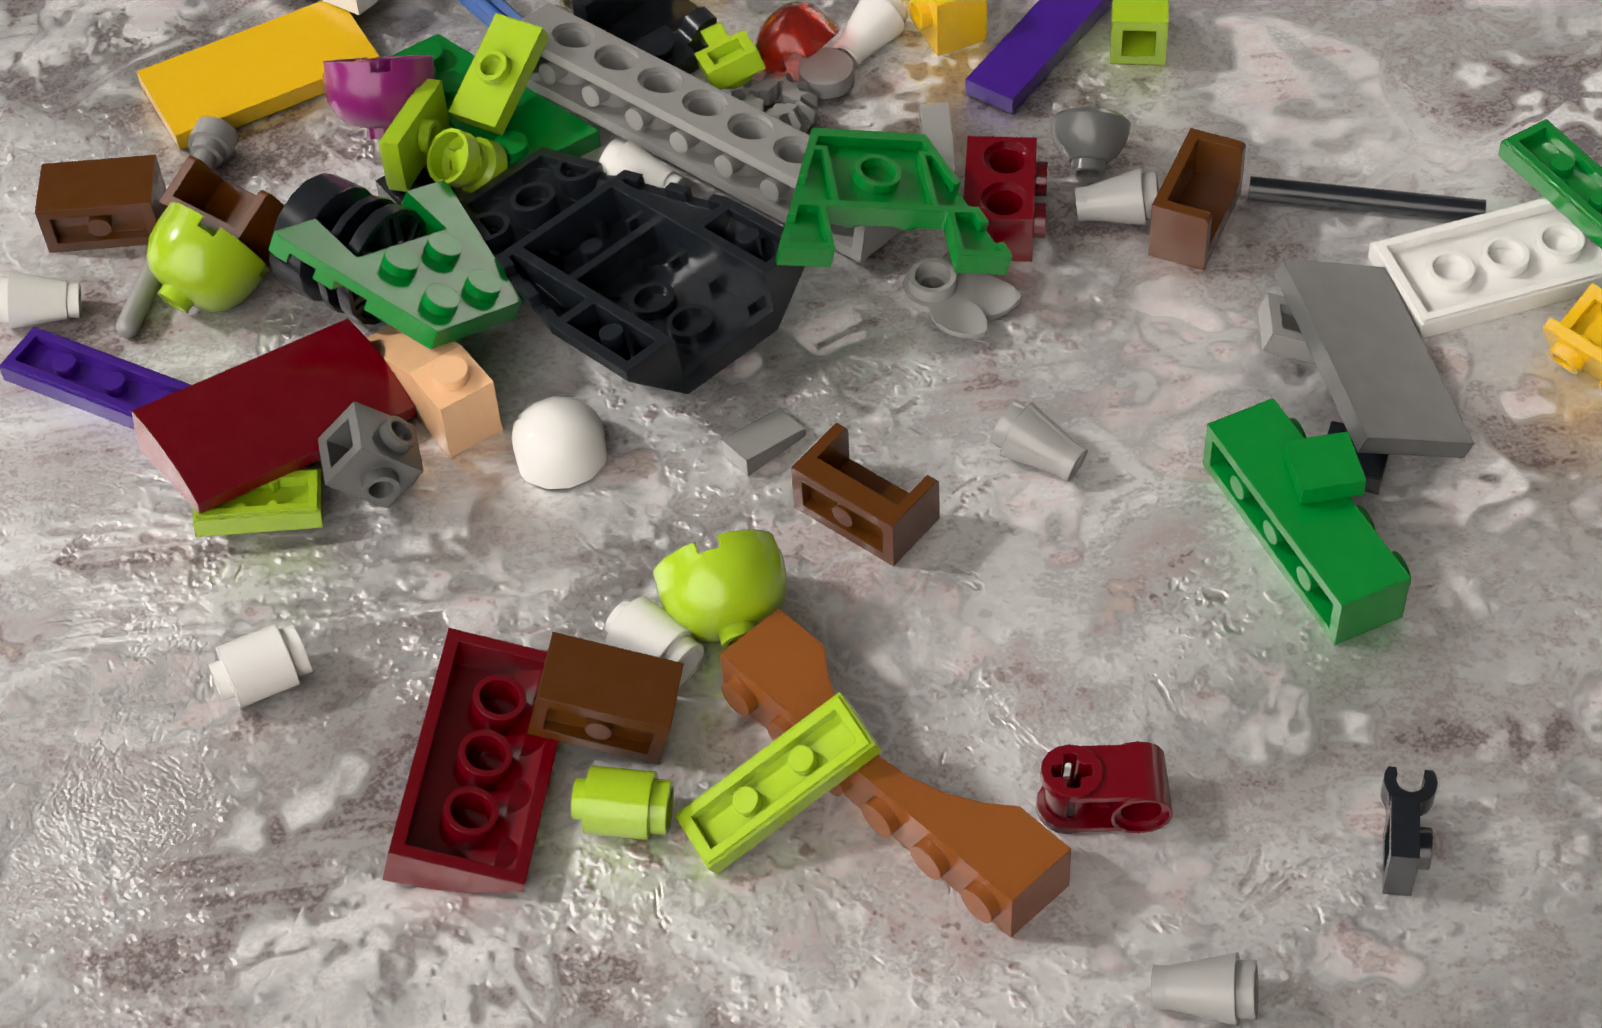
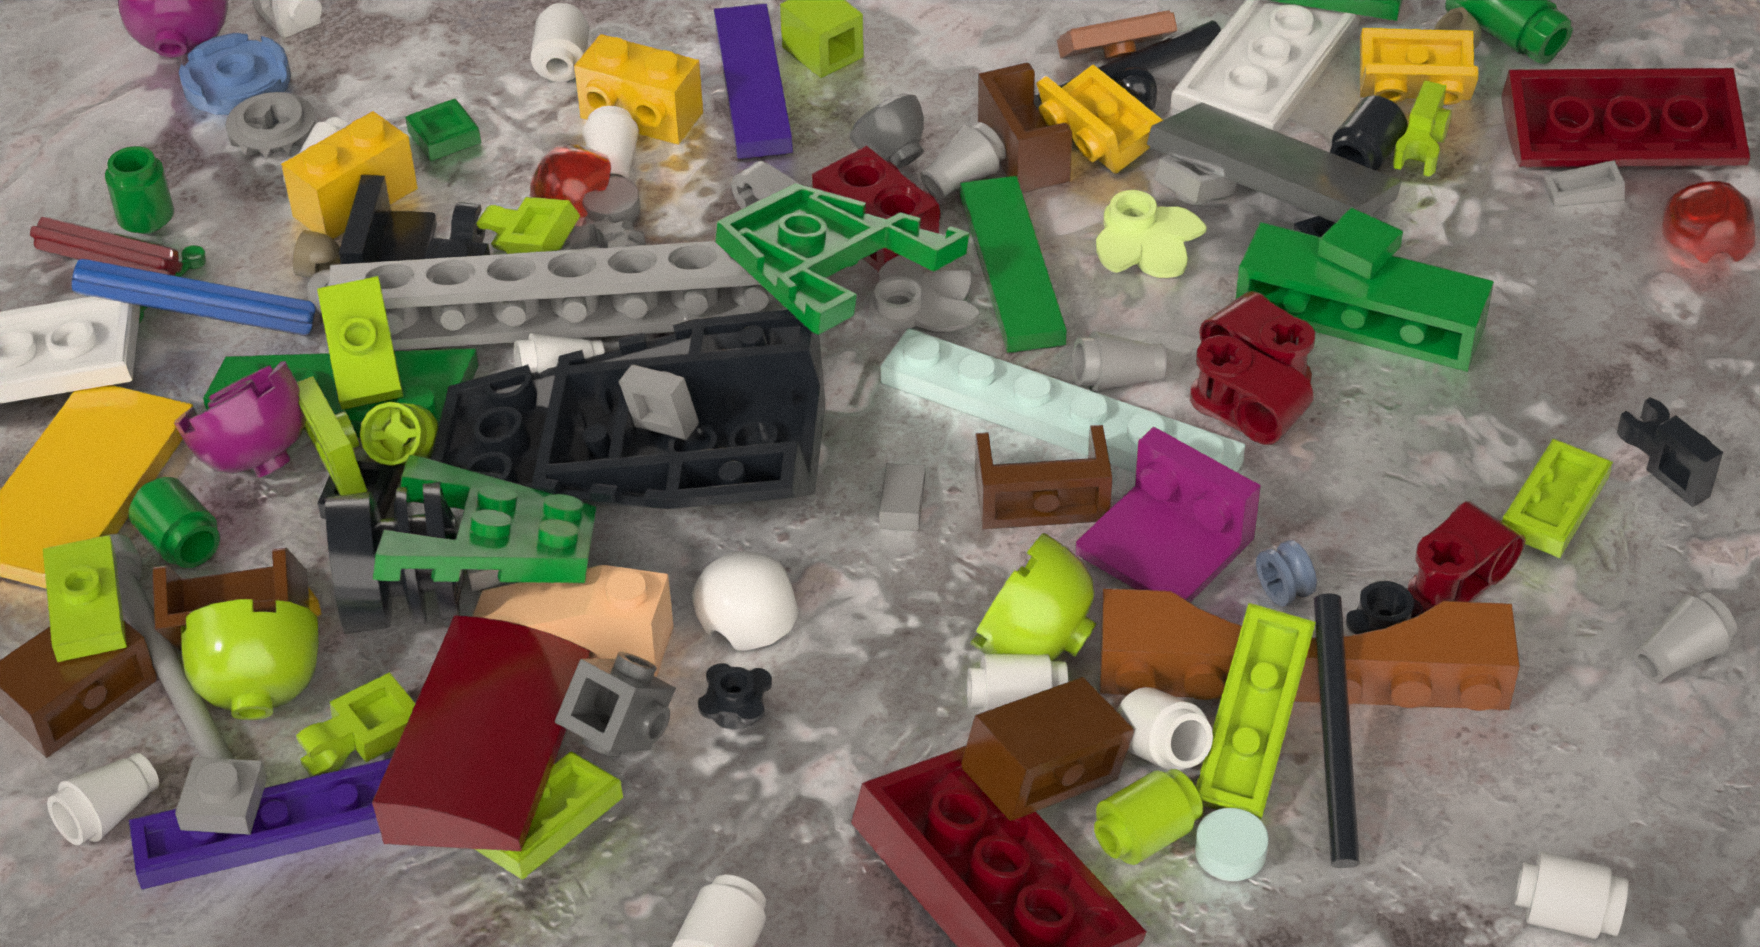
camera: 45 degrees left, 5 degrees down
(89, 346) = (221, 795): none -> light grey plate
(139, 151) = (84, 598): none -> lime plate
(209, 357) = (361, 720): none -> lime plate
(273, 136) = (174, 522): none -> green brick
(471, 507) = (734, 695): none -> black plate
(649, 248) = (659, 401): none -> light grey plate
(666, 872) = (1231, 844): none -> light aqua tile
(702, 746) = (1166, 729): none -> white brick
(819, 842) = (1336, 731): none -> black bar
(907, 603) = (1176, 522): none -> magenta bracket
(954, 454) = (1036, 402): none -> light aqua plate
(954, 699) = (1286, 573): none -> sand blue bush
(996, 772) = (1381, 607): none -> black plate
(1063, 309) = (1012, 264): none -> green tile
(1108, 532) = (1250, 394): none -> dark red piece
(1168, 505) = (1264, 329): none -> dark red piece
(1197, 353) = (1146, 235): none -> yellowish green plate
(1254, 797) = (1557, 496): none -> lime plate
(1270, 225) = (1102, 116): none -> yellow bracket
(1344, 225) = (1139, 84): none -> black hinge
(1379, 167) = (1118, 36): none -> plate
(1493, 384) = (1370, 132): none -> black brick
(1550, 408) = (1426, 127): none -> lime plate

